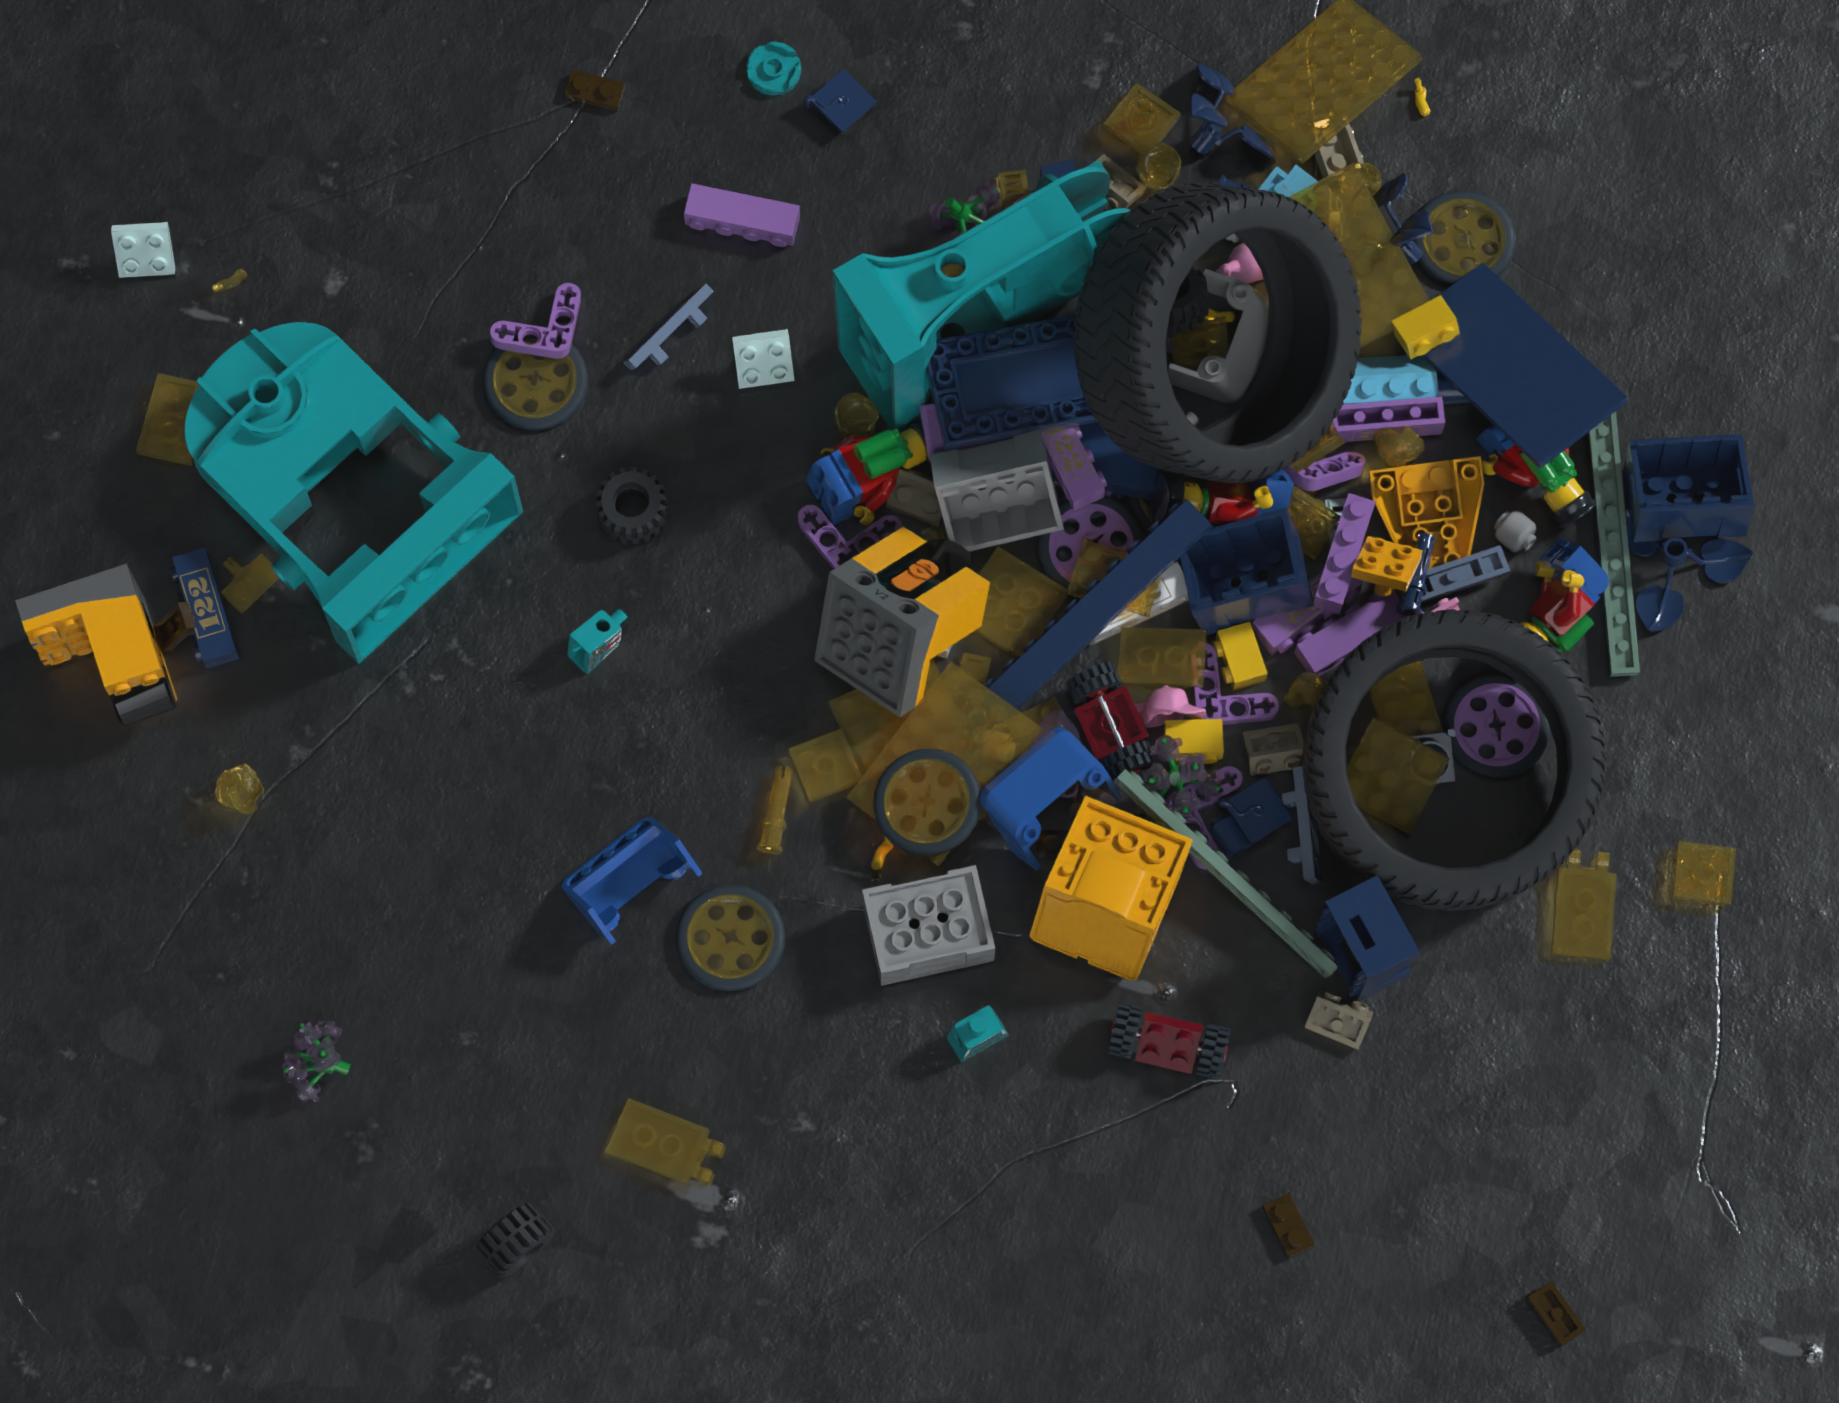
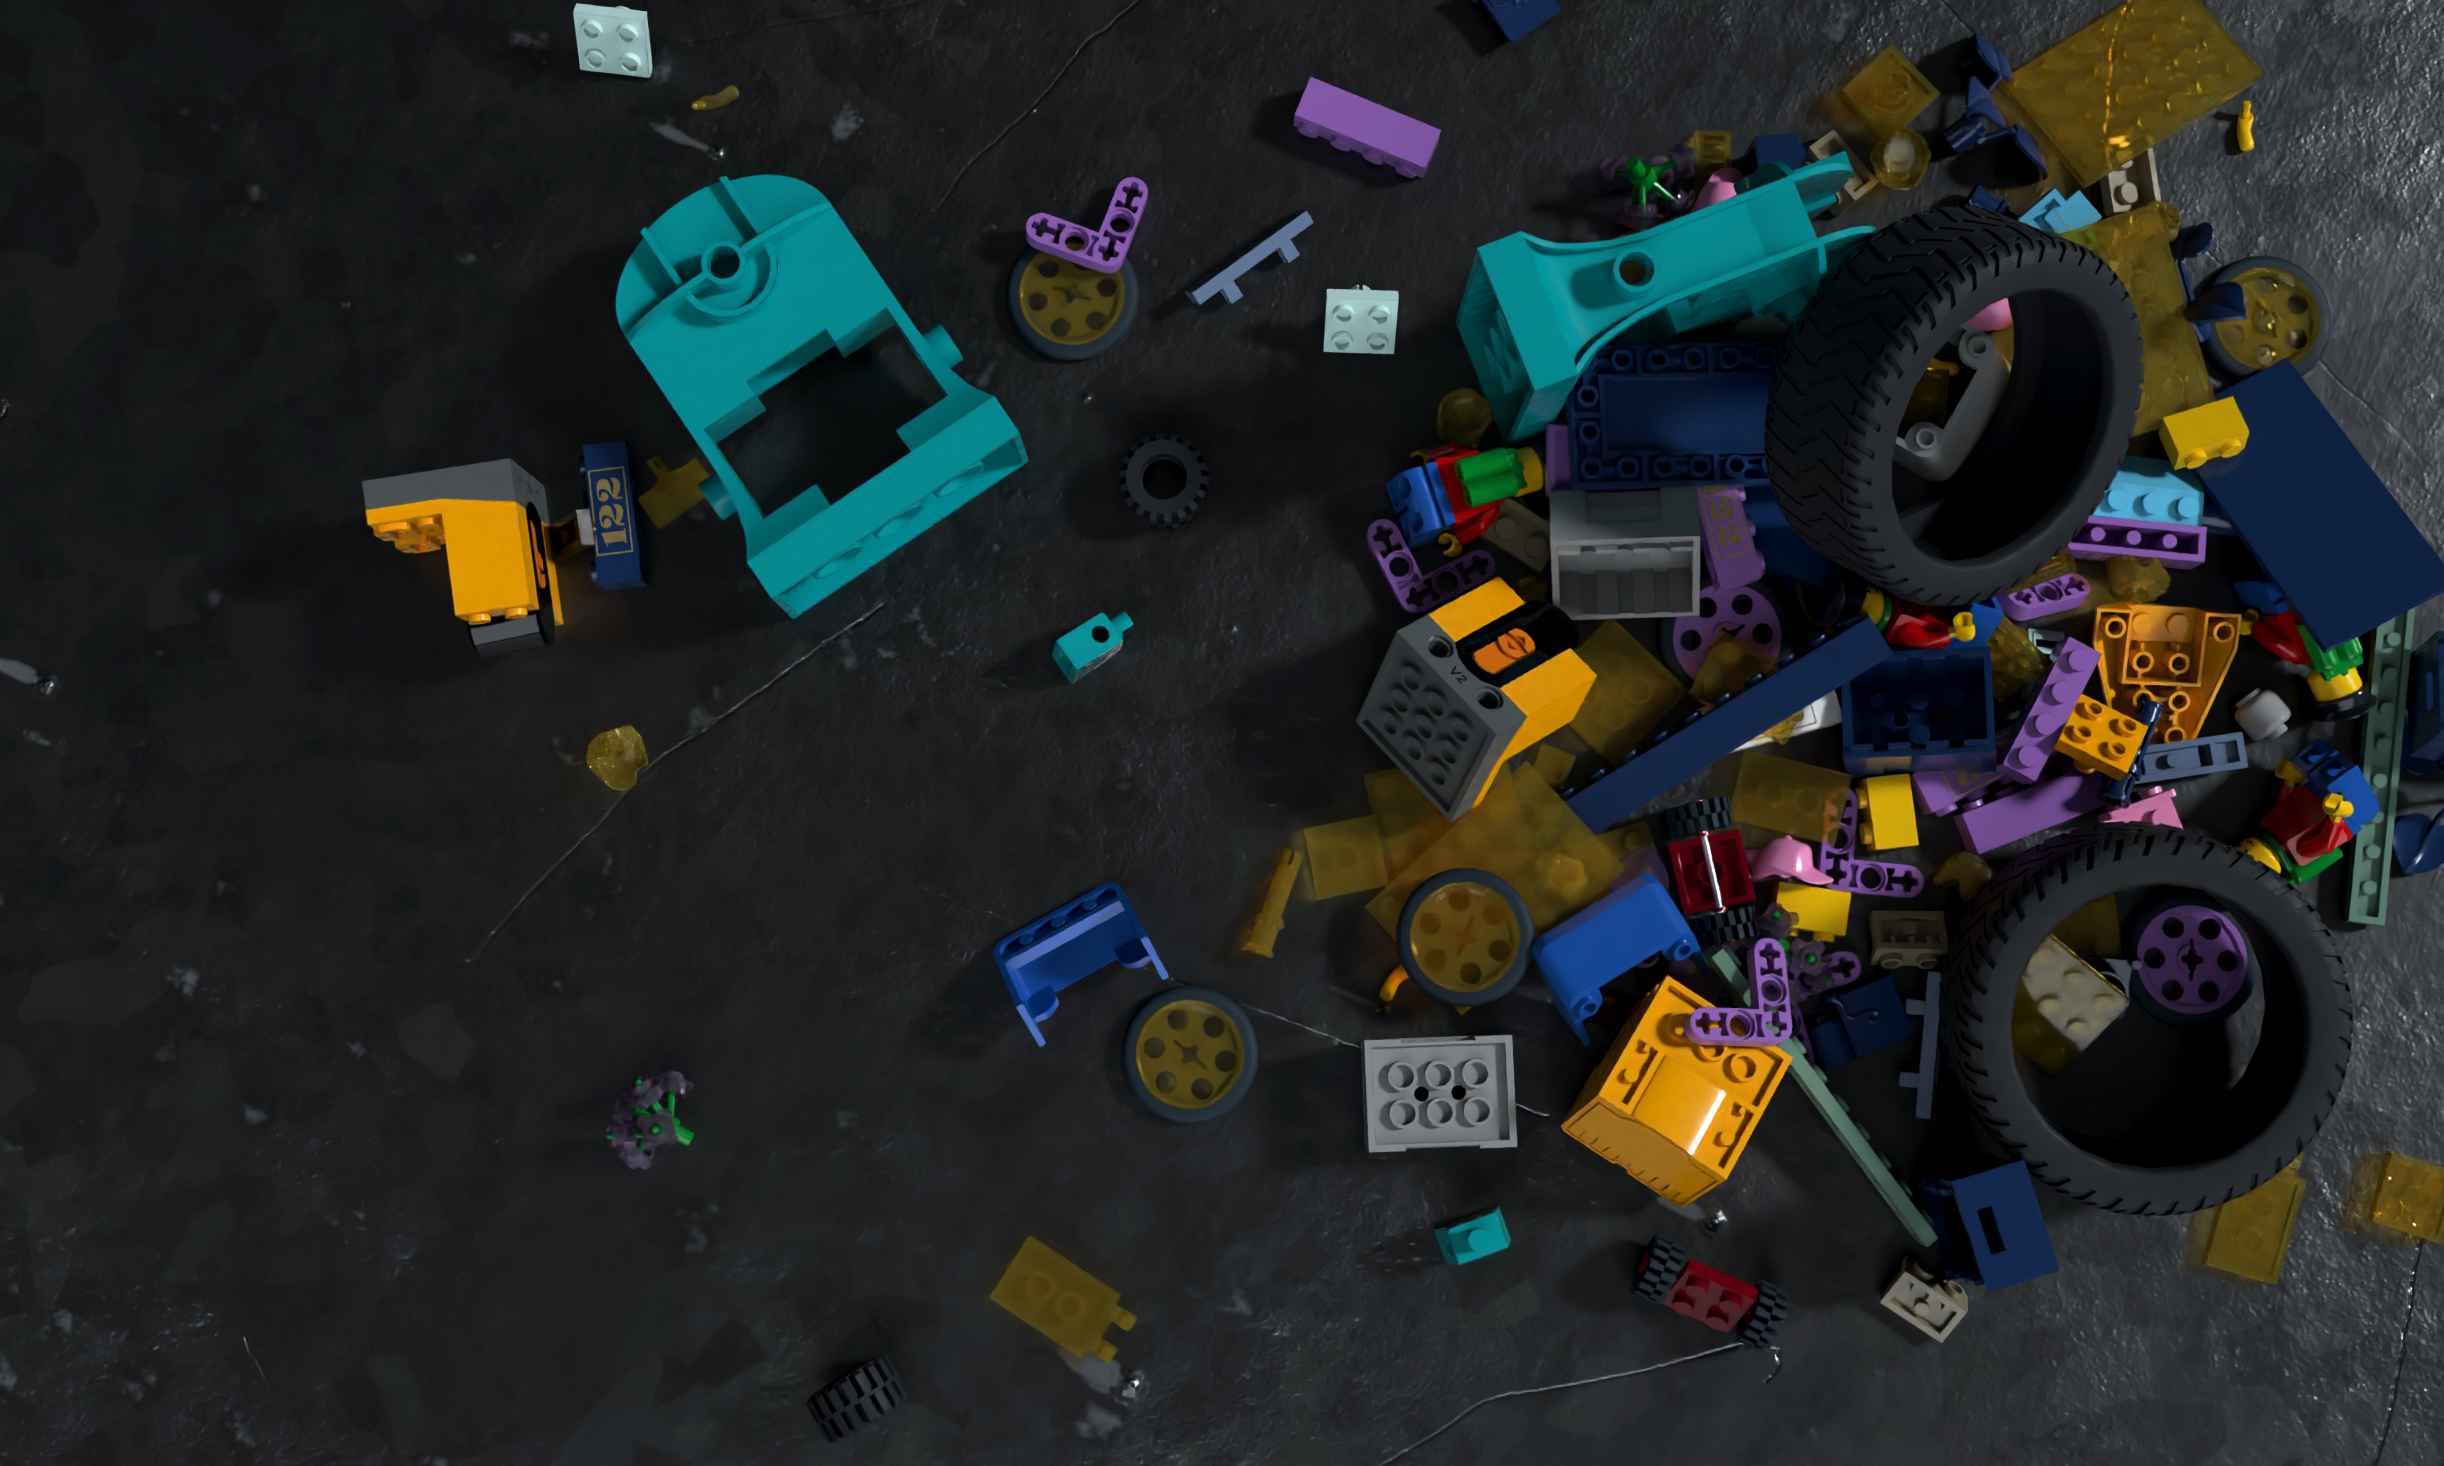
camera: 10 degrees right, 10 degrees up
(165, 420) = (603, 261): clear yellow plate -> none
(1158, 813) = (1754, 1018): none -> medium lavender beam

